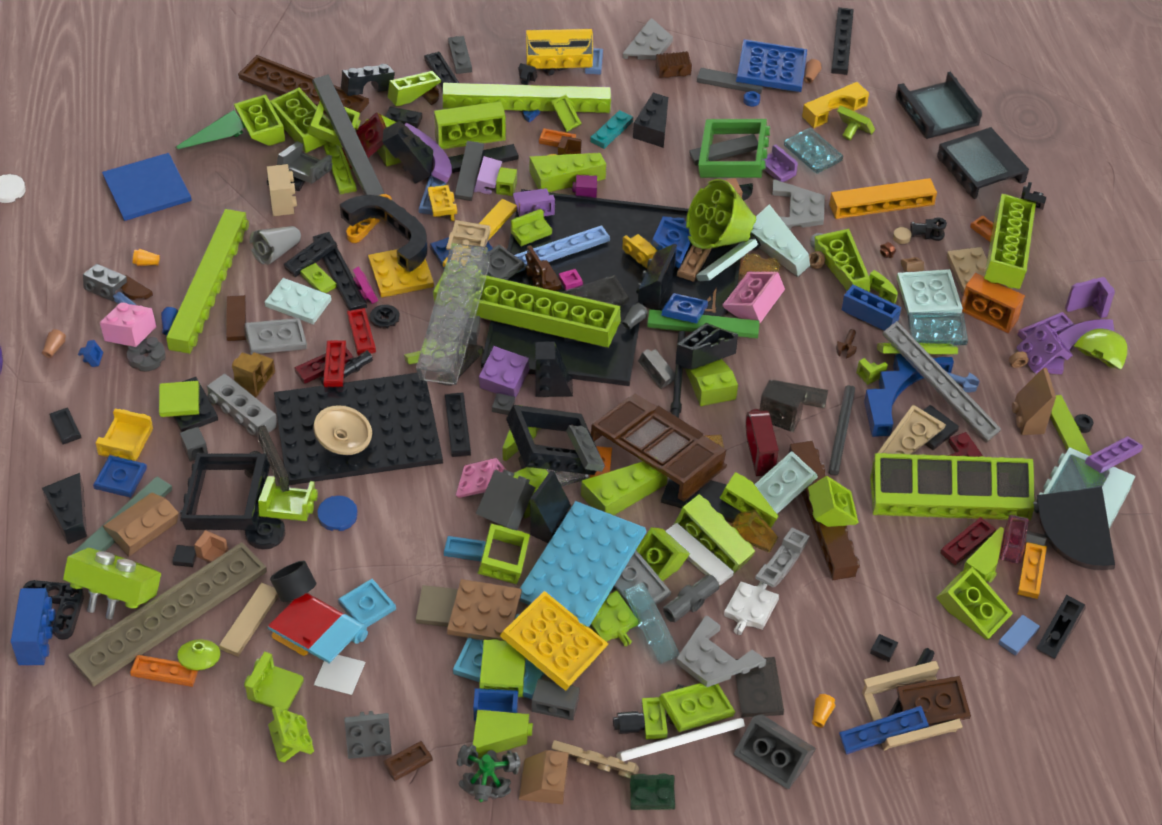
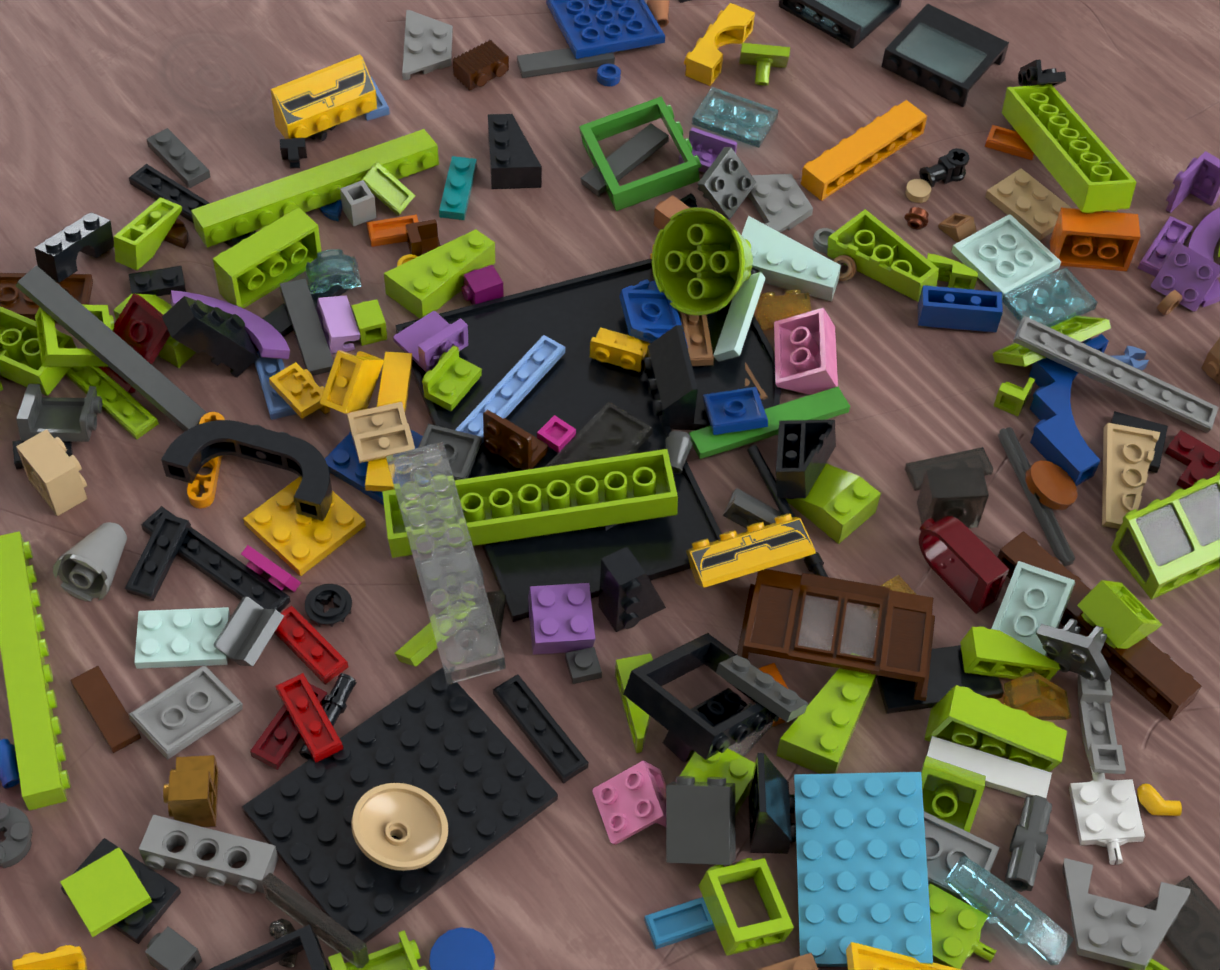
camera: 30 degrees left, 5 degrees up
(318, 278) = (191, 588): lime plate -> none
(330, 309) = (247, 632): none -> panel
(469, 204) = (351, 381): none -> yellow panel
(504, 144) = (332, 269): none -> clear light blue cylinder
(543, 114) = (358, 203): none -> light grey brick
(635, 381) = (749, 551): none -> yellow slope
(773, 183) = (726, 183): none -> dark grey plate
(785, 615) = (1156, 804): none -> yellow arm
(790, 510) = (1075, 651): none -> dark grey plate
(847, 344) = (951, 378): reddish brown bar -> none
(854, 426) = (1051, 484): none -> dark orange tile

